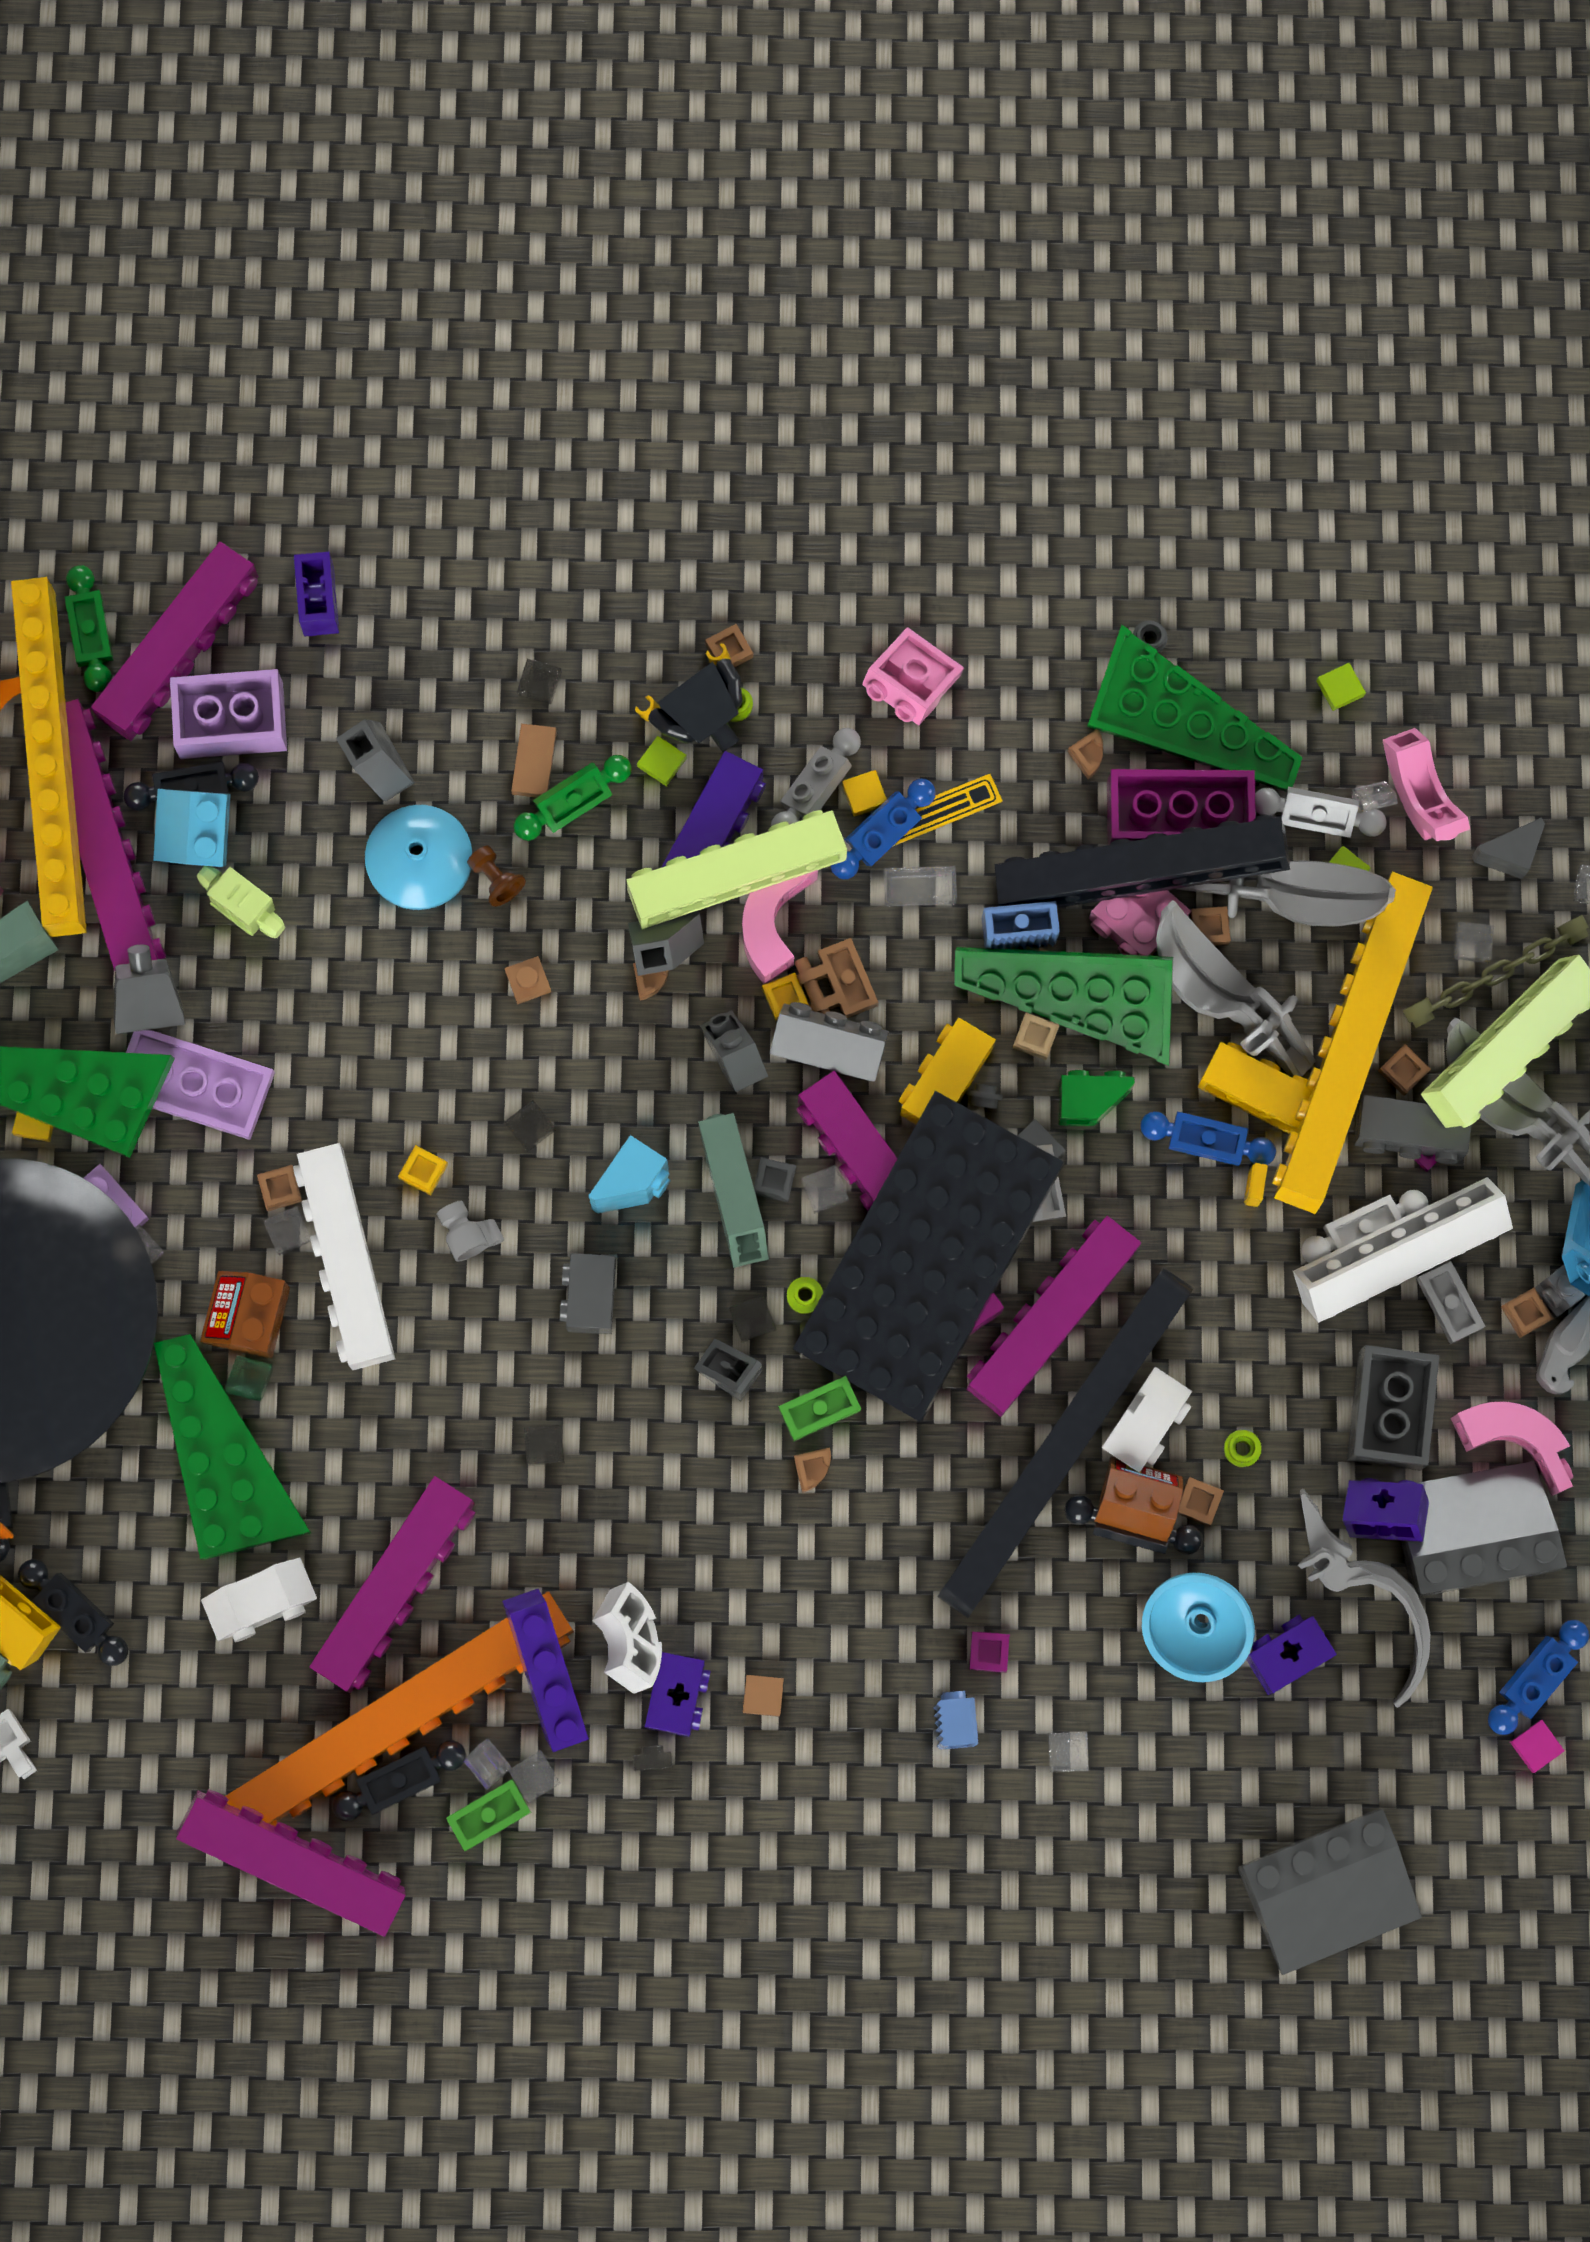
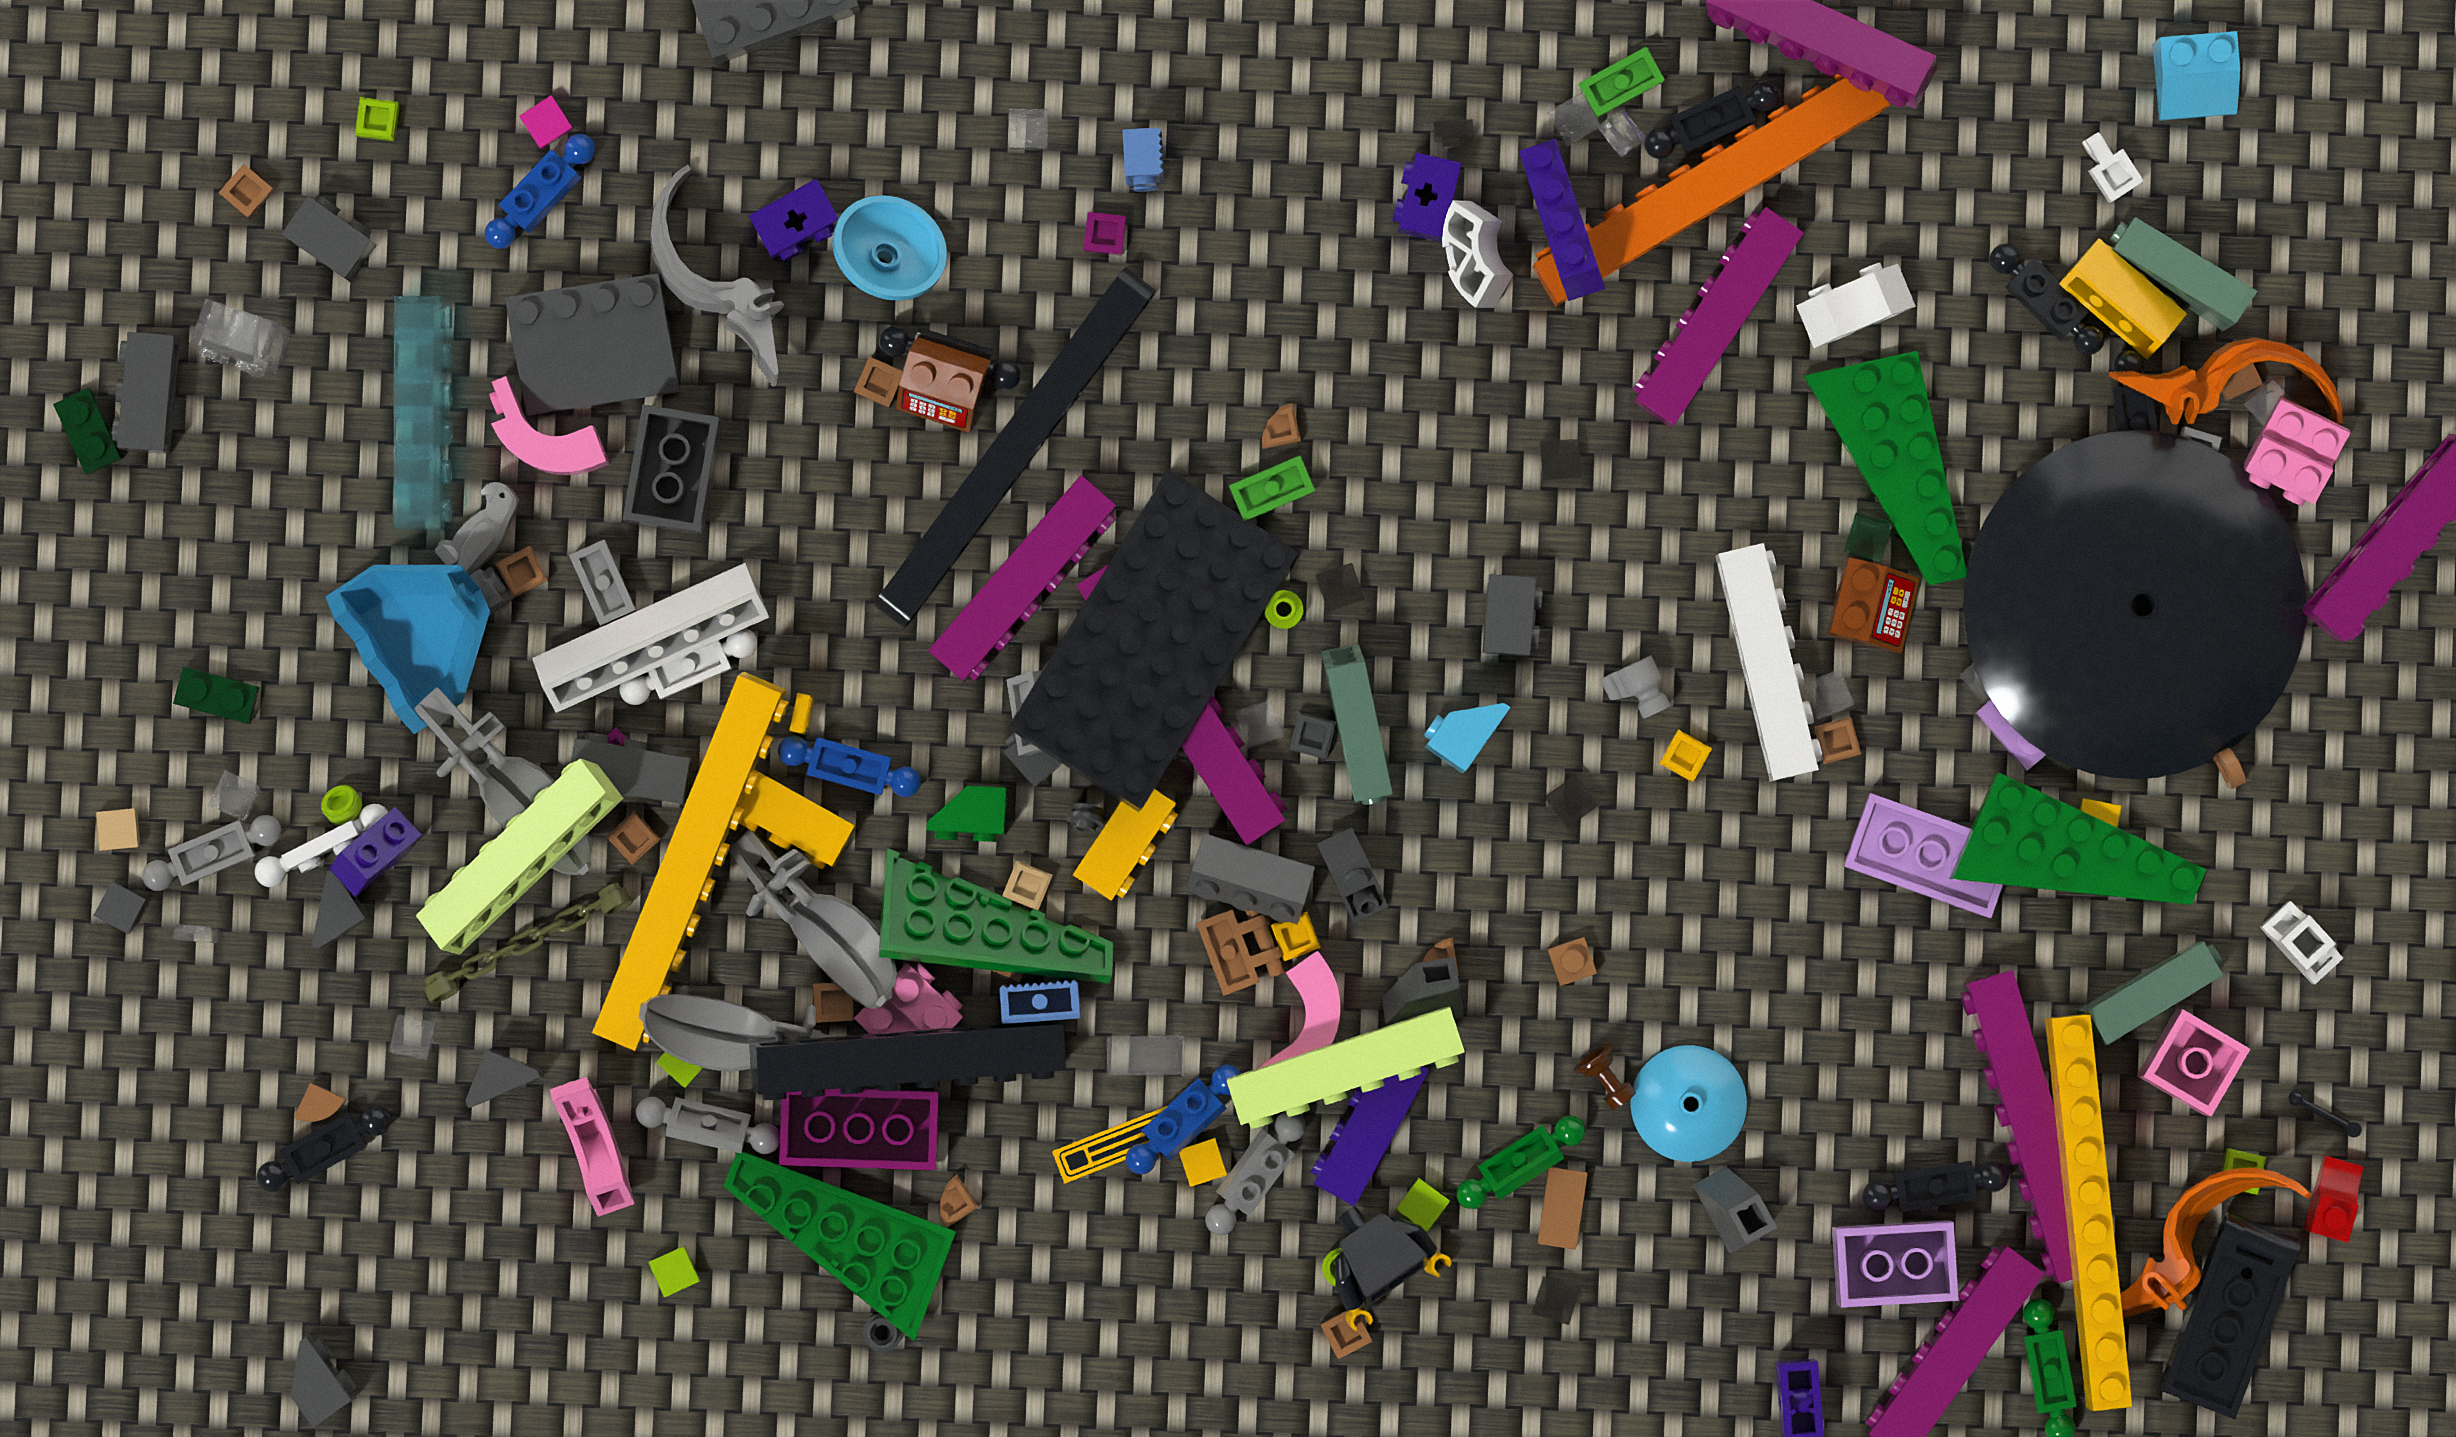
camera: 175 degrees left, 10 degrees up
(145, 994) = (1980, 947): dark grey torso -> none
(191, 827) = (1933, 1135): medium azure slope -> none
(241, 901) = (1880, 1053): yellowish green piece -> none
(729, 1368) = (1366, 533): dark grey slope -> none
(763, 1695) = (1338, 195): medium nougat tile -> none
(911, 677) = (1146, 1291): bright pink plate -> none
(1147, 1420) = (930, 463): white brick -> none
(1250, 1440) = (827, 424): lime plate -> none
(1374, 796) = (646, 1141): clear tile -> none
(1386, 1510) = (673, 349): dark purple brick -> none
(1473, 942) = (549, 977): clear tile -> none

